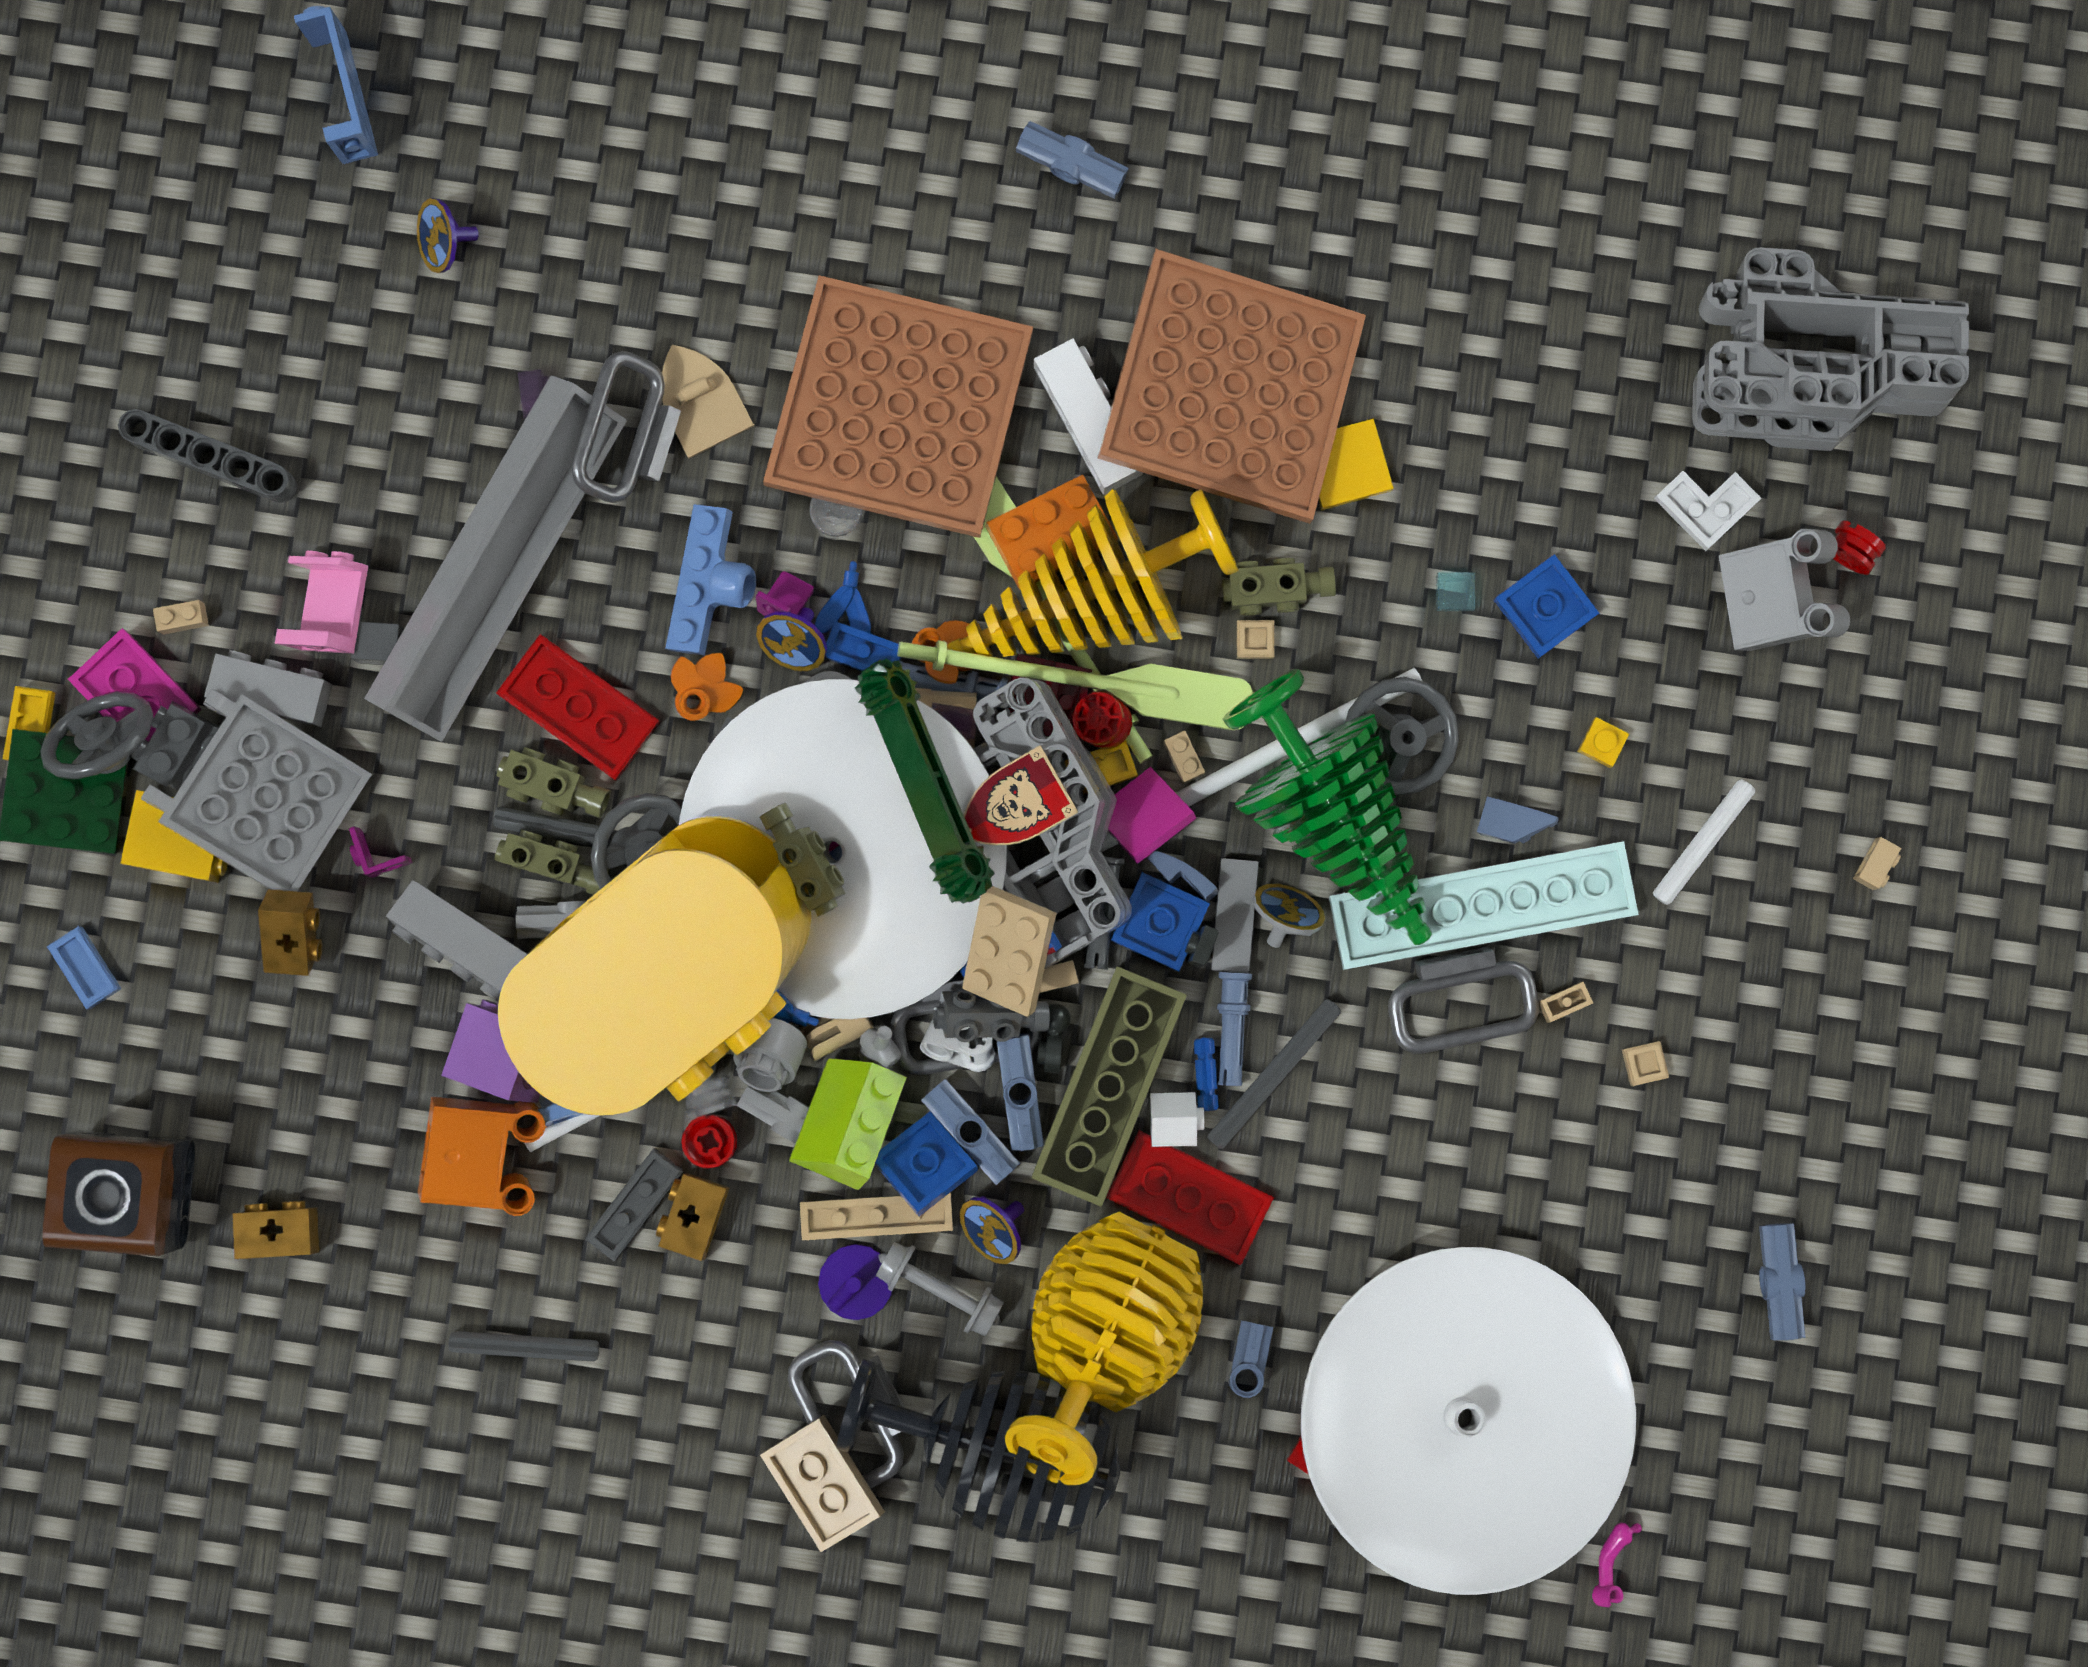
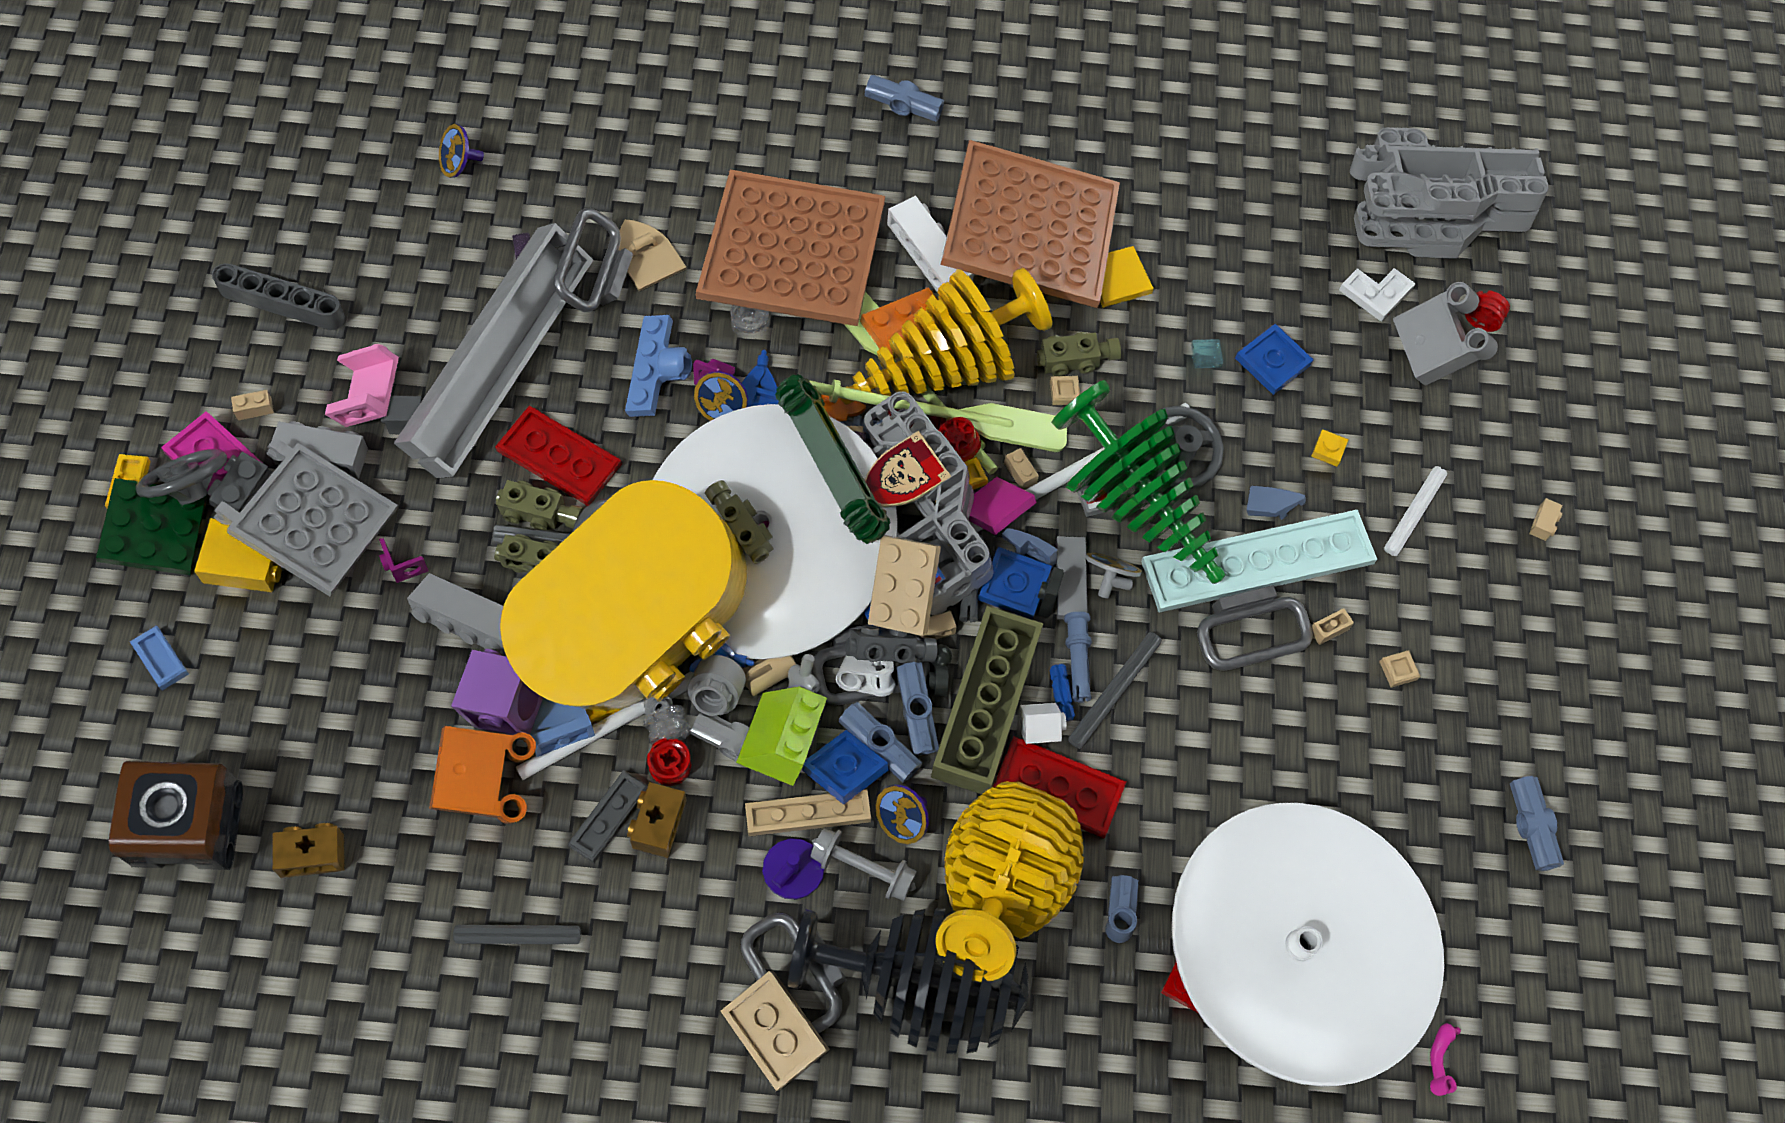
camera: 10 degrees left, 20 degrees down
(289, 932) = (320, 629): pearl gold brick -> none
(353, 138) = (388, 86): medium blue panel -> none
(706, 682) = (656, 433): orange plate -> none

